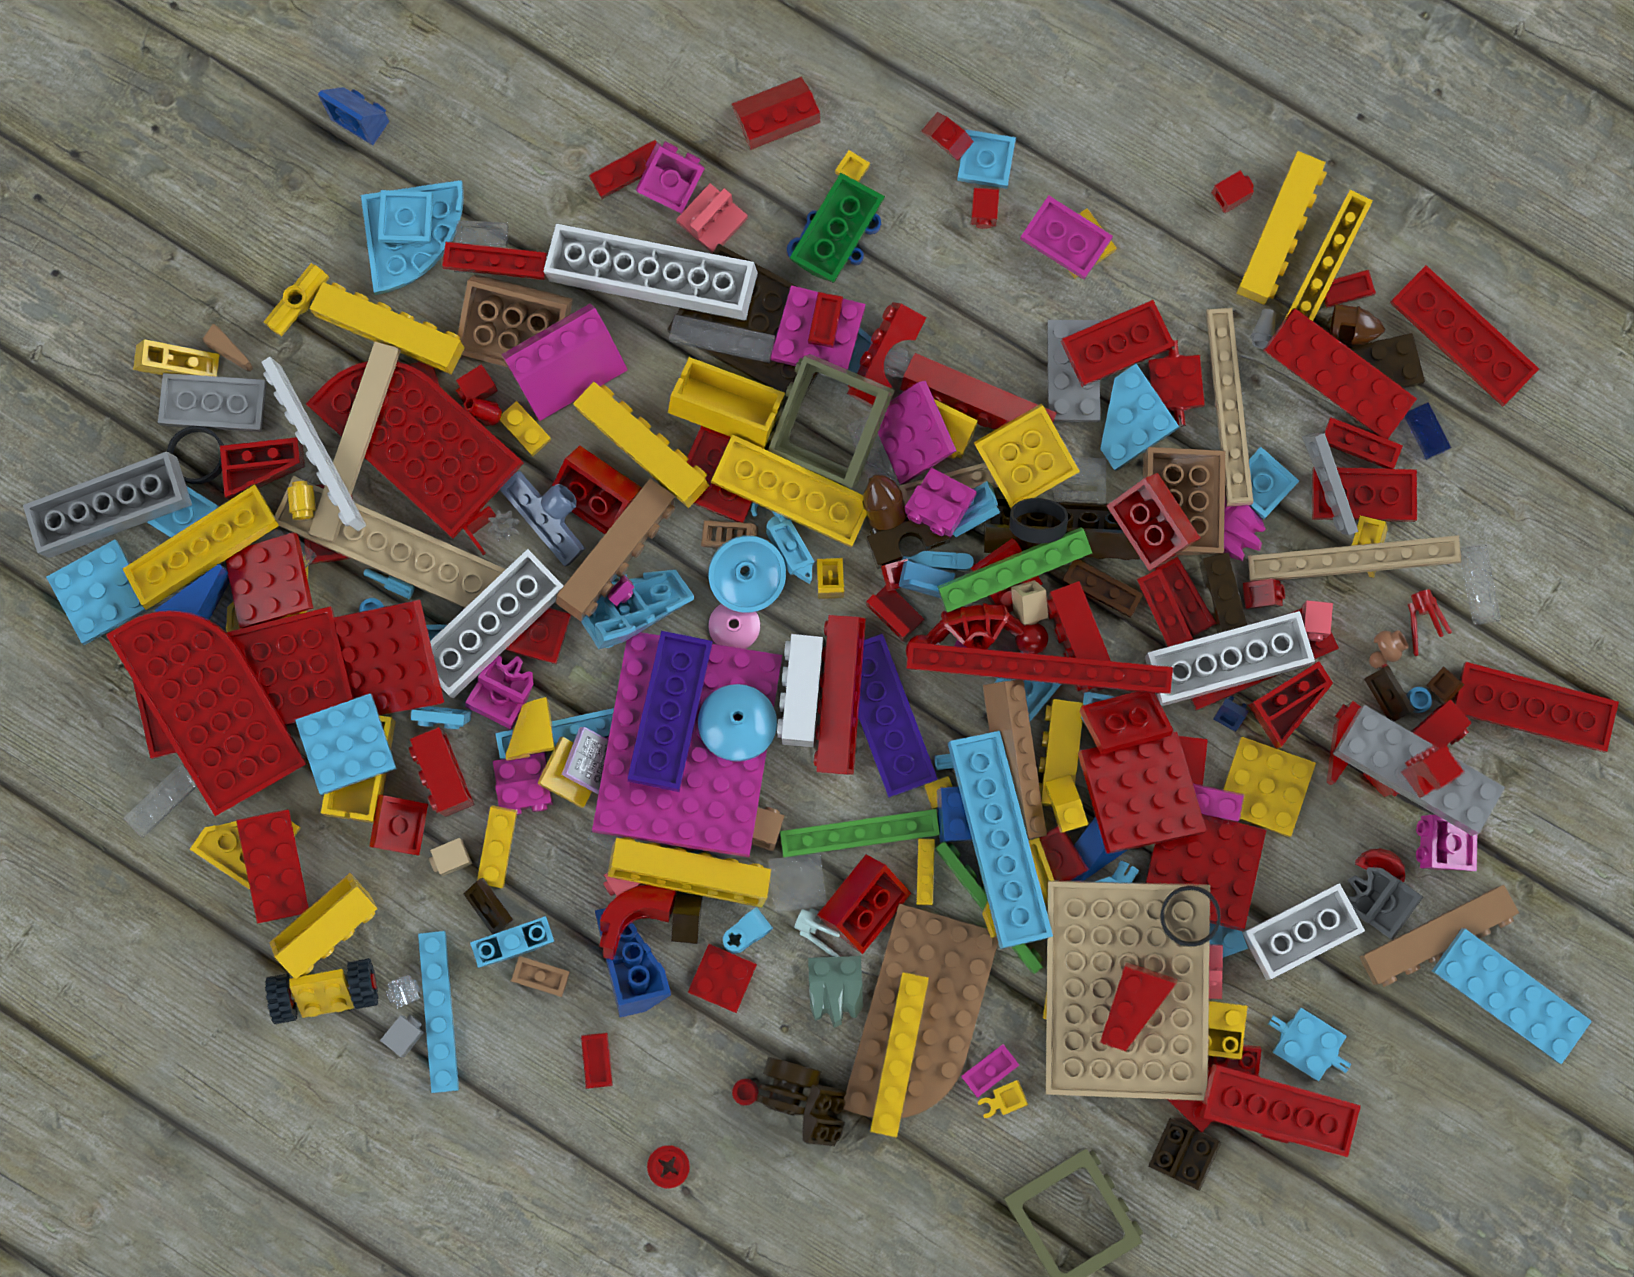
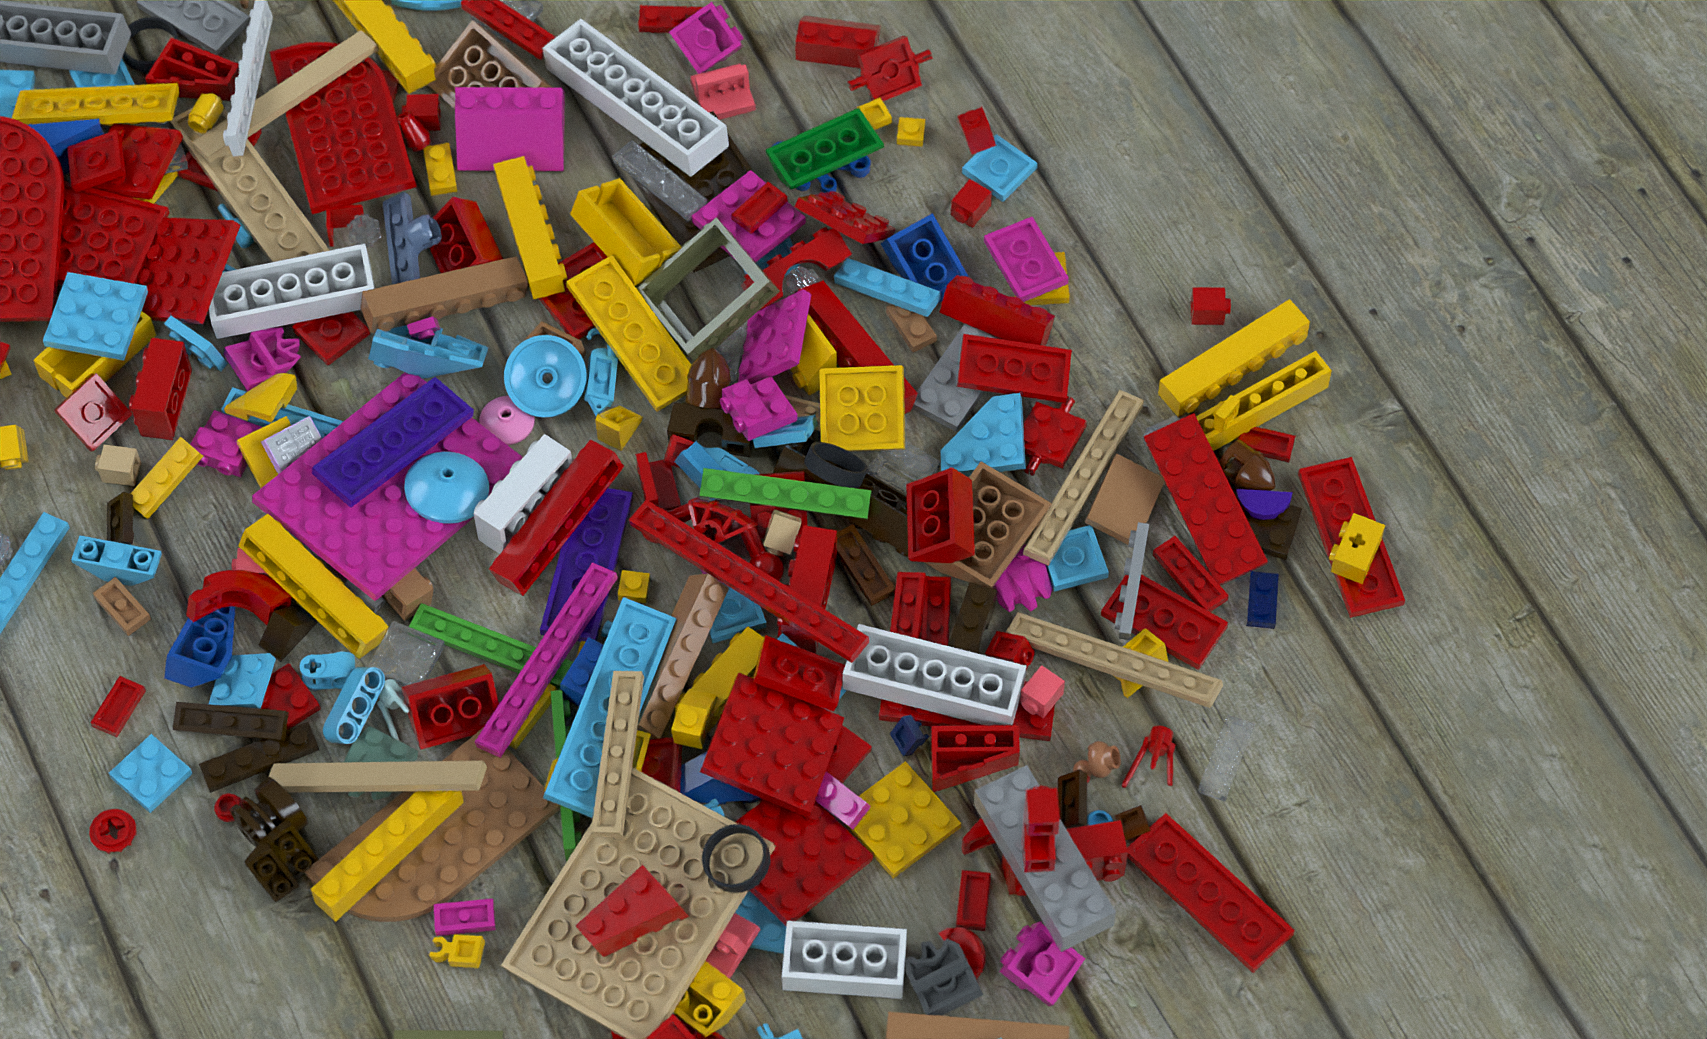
camera: 30 degrees right, 20 degrees down
(243, 602) = (96, 161): none -> red plate
(662, 1100) = (150, 773): none -> medium azure plate
(688, 985) = (244, 681): none -> medium azure plate
(699, 1023) = (230, 721): none -> dark brown plate
(738, 1035) = (258, 757): none -> dark brown plate
(788, 951) = (365, 700): none -> medium azure beam
(842, 120) = (889, 69): none -> red plate
(855, 1006) = (380, 776): none -> tan tile
(890, 165) = (911, 131): none -> yellow plate
(898, 285) = (845, 217): none -> red plate
(914, 821) = (546, 660): none -> dark pink tile
(934, 712) = (634, 586): none -> yellow plate
(969, 326) = (887, 287): none -> medium azure plate
(982, 282) = (924, 255): none -> blue slope
(1003, 346) = (912, 327): none -> medium nougat plate
(1037, 879) = (617, 754): none -> tan plate
(1072, 300) = (995, 312): none -> red brick
(1273, 408) = (1124, 498): none -> medium nougat tile
(1317, 292) = (1225, 413): none -> yellow plate
(1362, 819) = (973, 900): none -> red tile
(1385, 349) = (1263, 503): none -> dark purple tile
(1487, 335) = (1354, 562): none -> yellow brick

